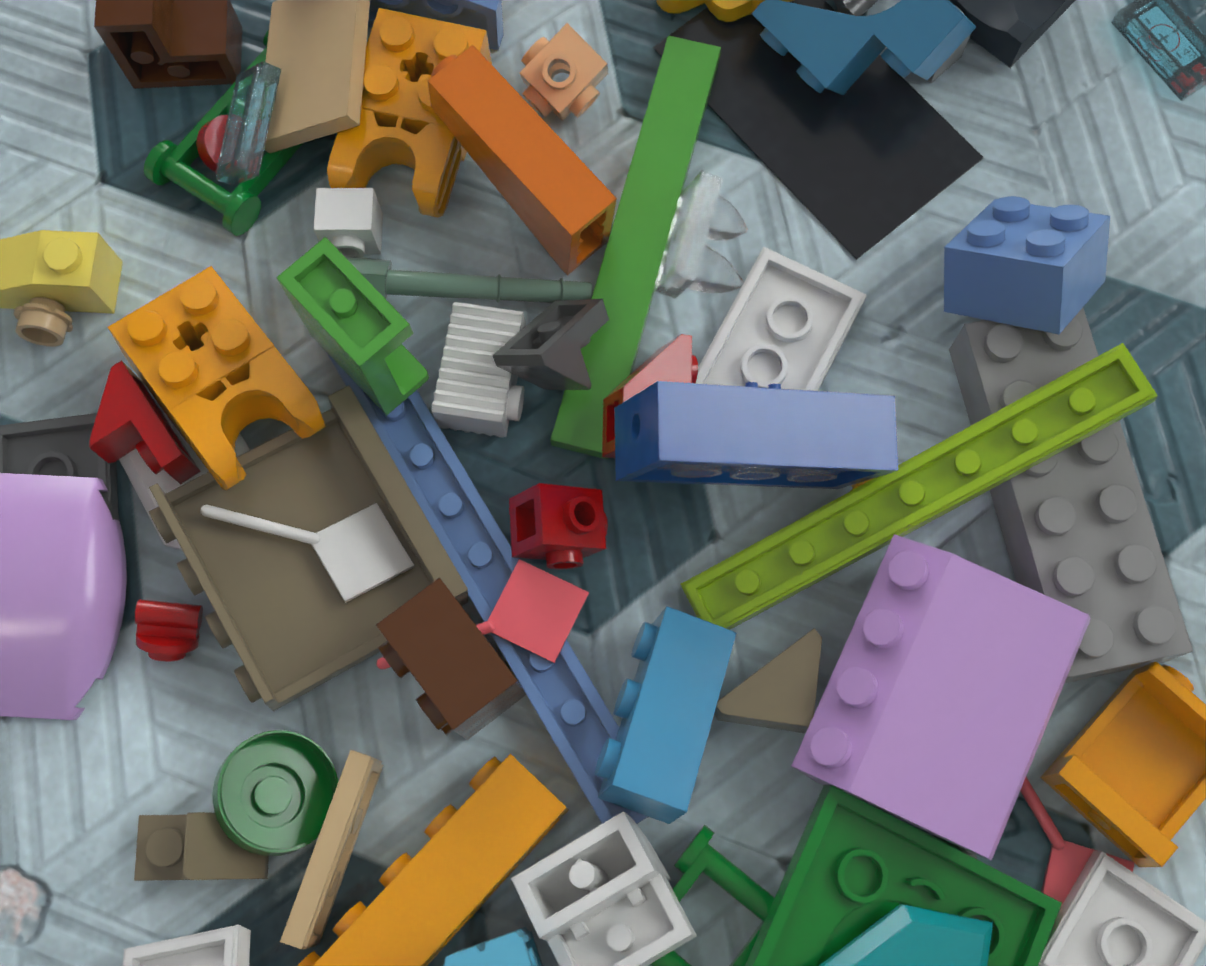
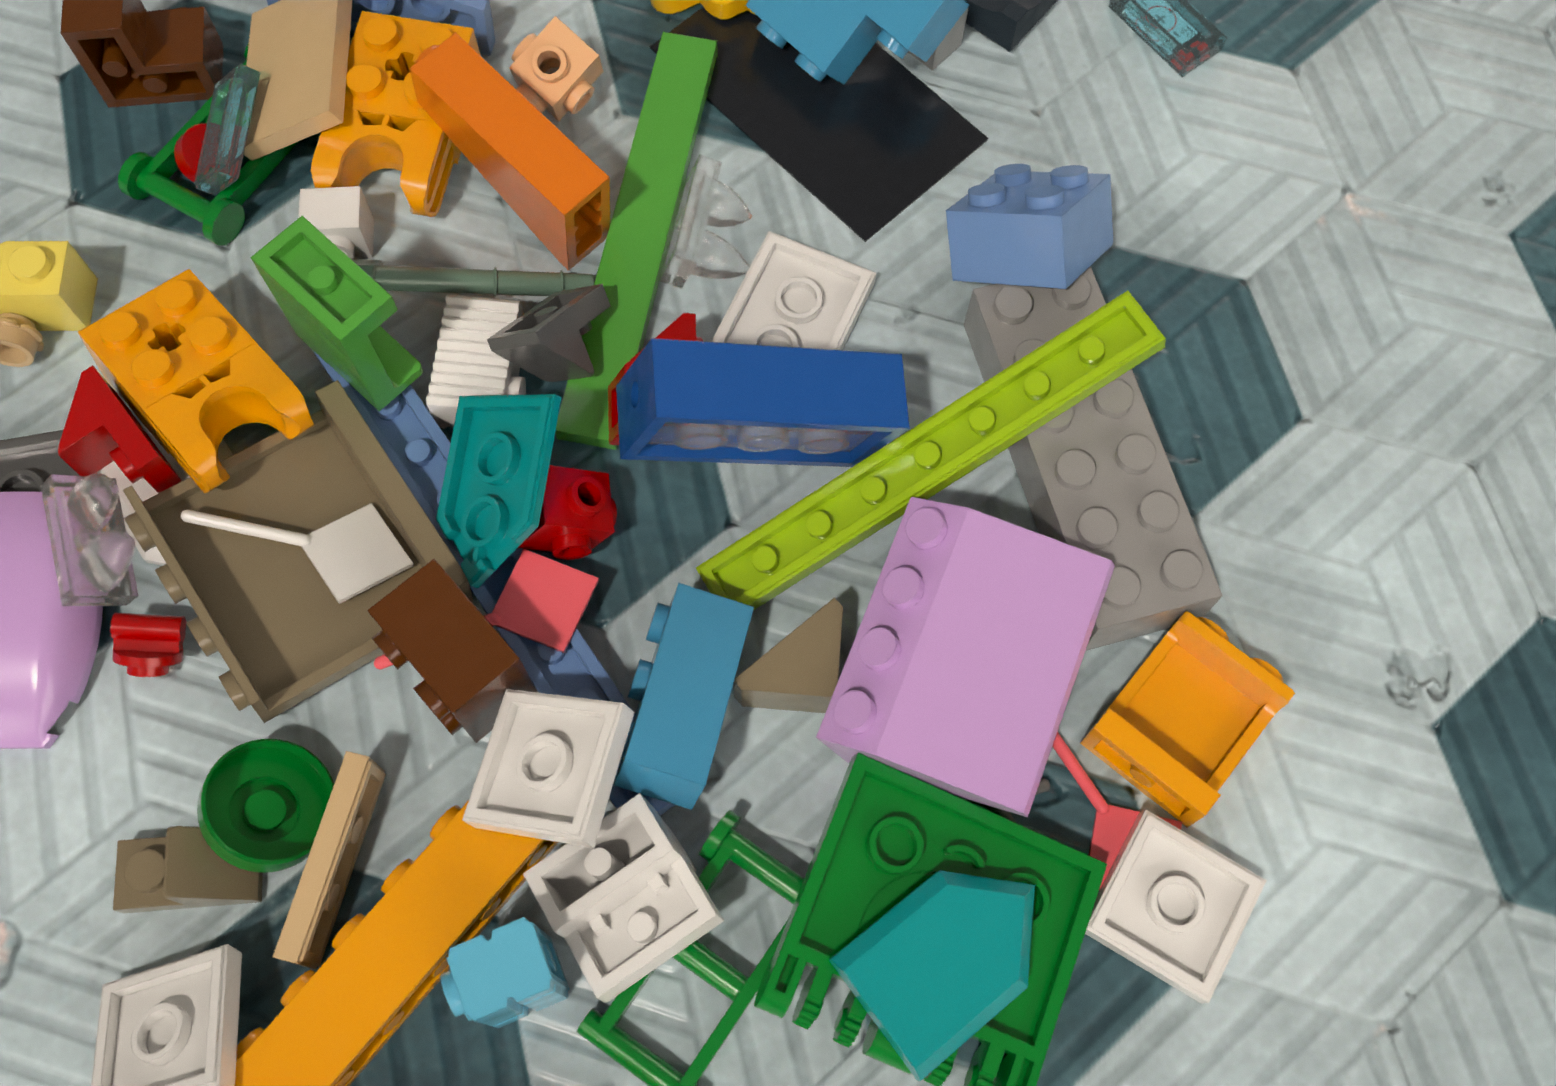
camera: 10 degrees left, 5 degrees down
(116, 529) = (89, 540): none -> clear tile
(497, 492) = (496, 477): none -> teal tile
(541, 783) = (549, 767): none -> white tile

